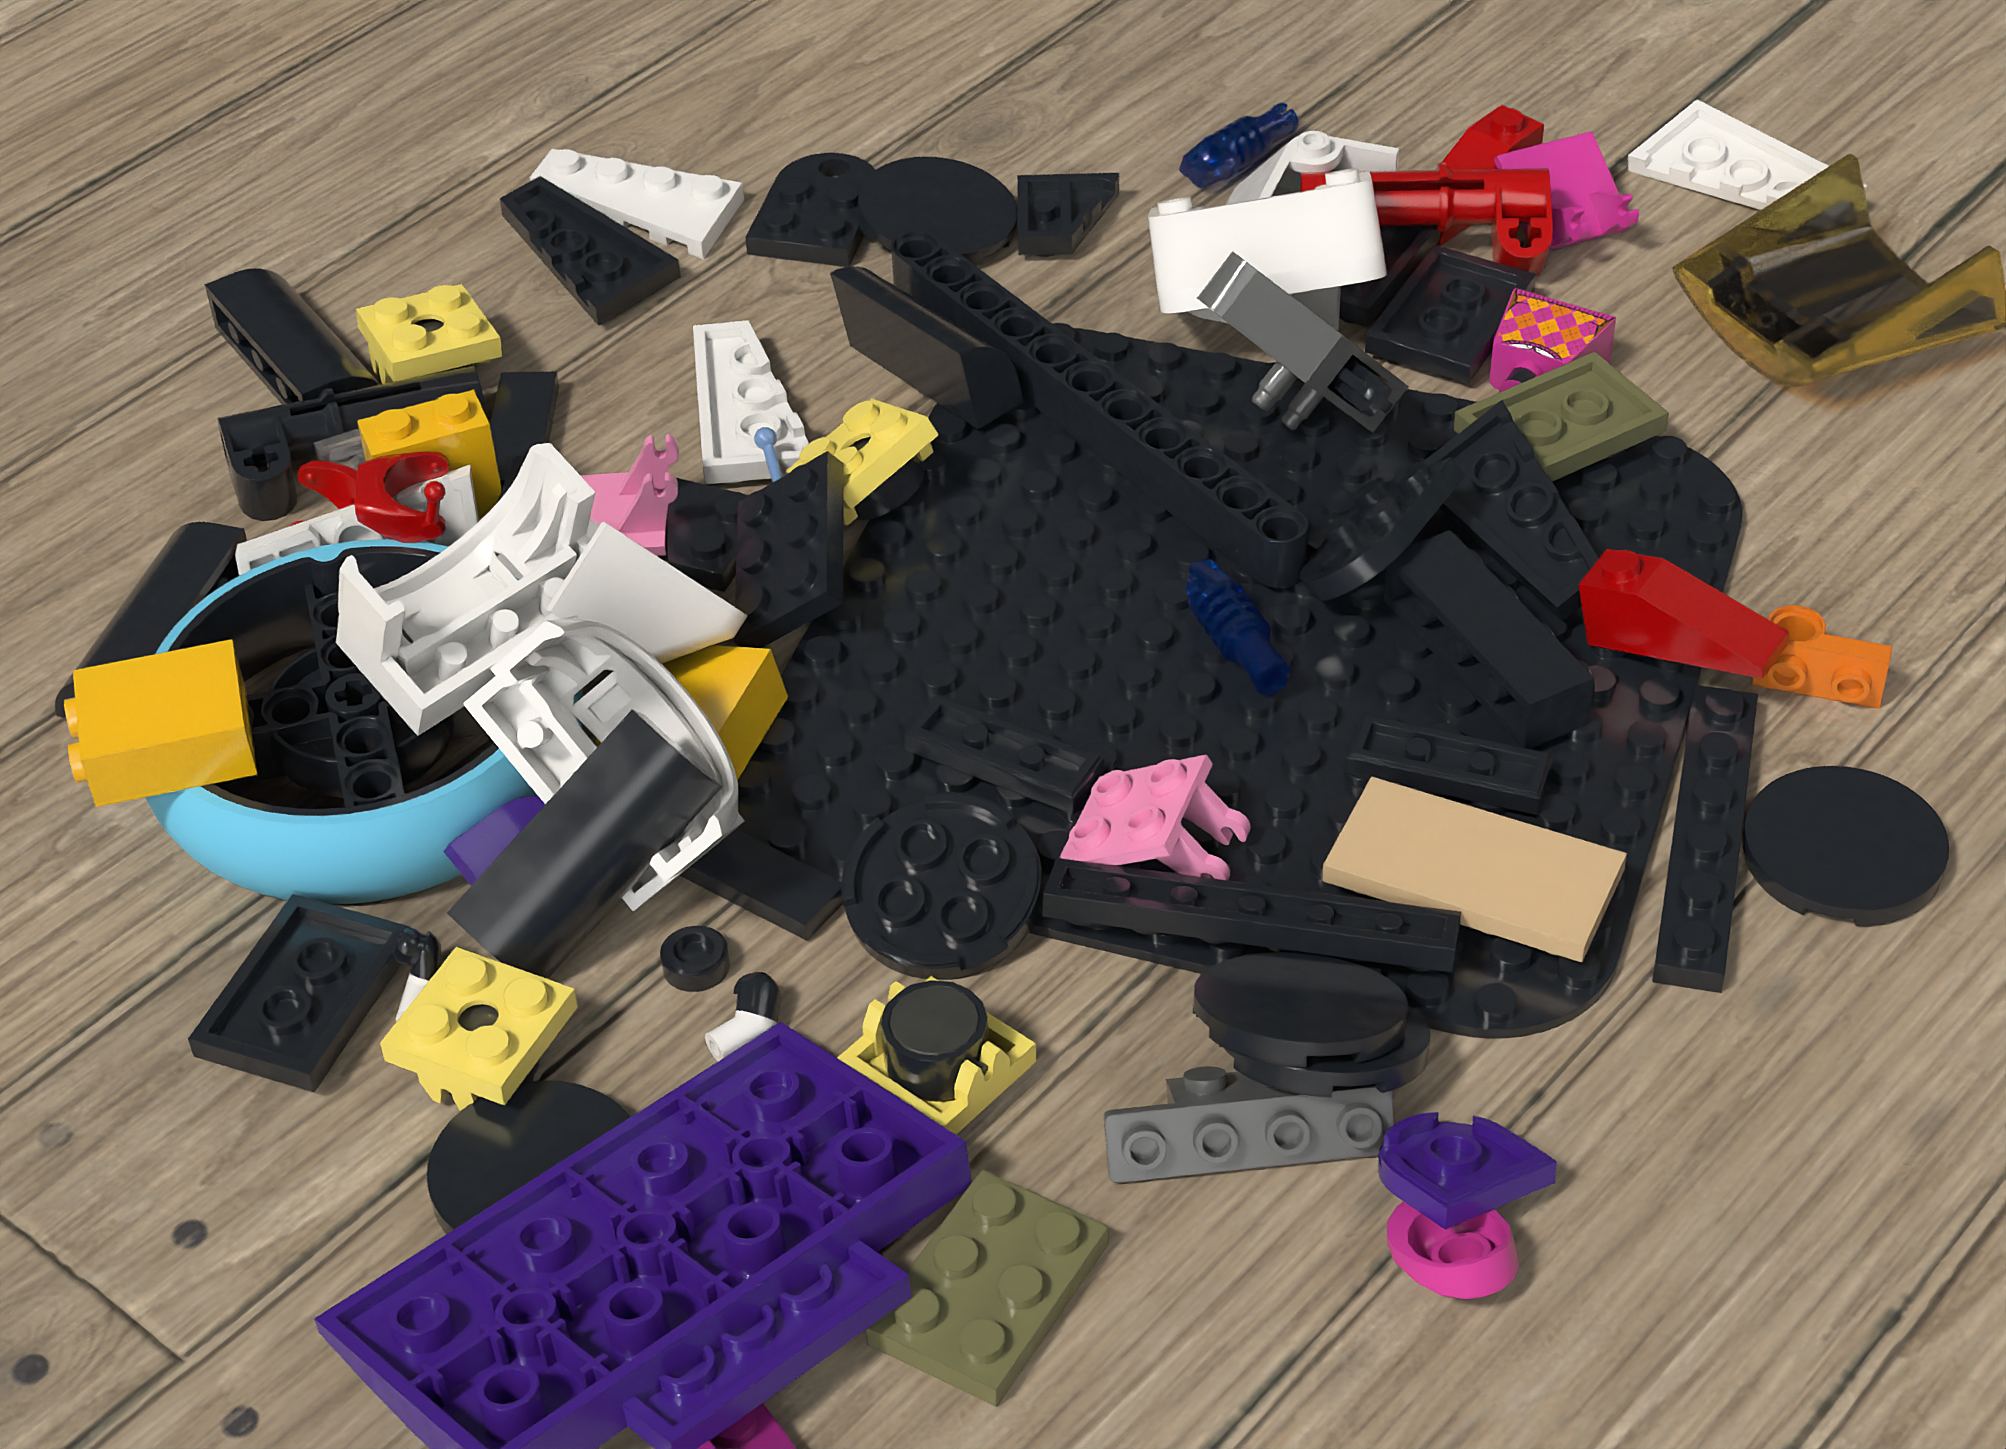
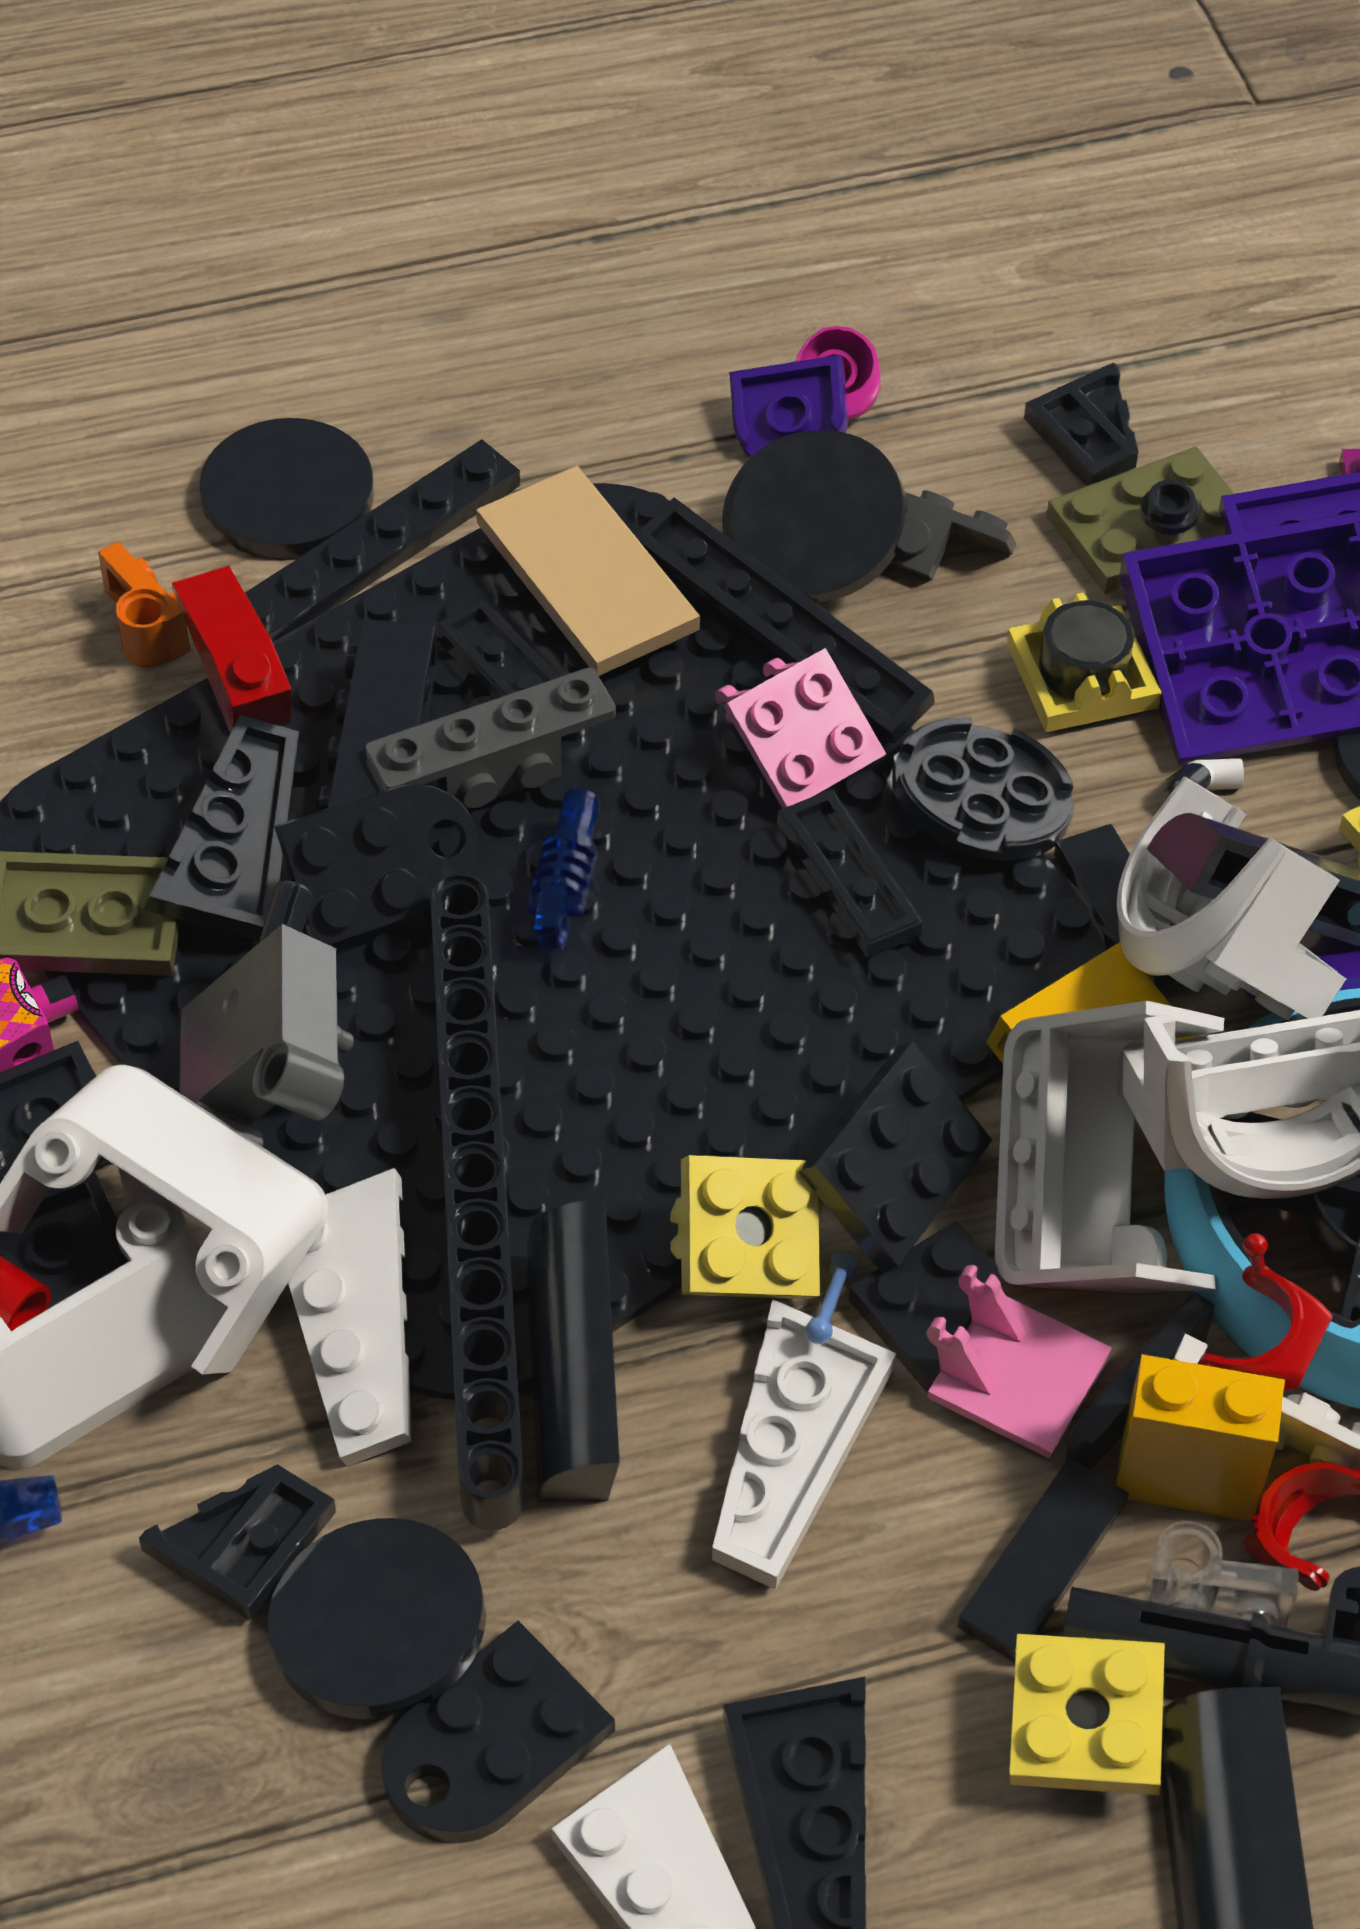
camera: 150 degrees left, 10 degrees up
(957, 1239) = (1170, 507): none -> black plate
(1121, 325) = (355, 1317): none -> white wing
(1134, 1348) = (1087, 425): none -> black wing
(1382, 642) = (496, 744): none -> dark grey bracket

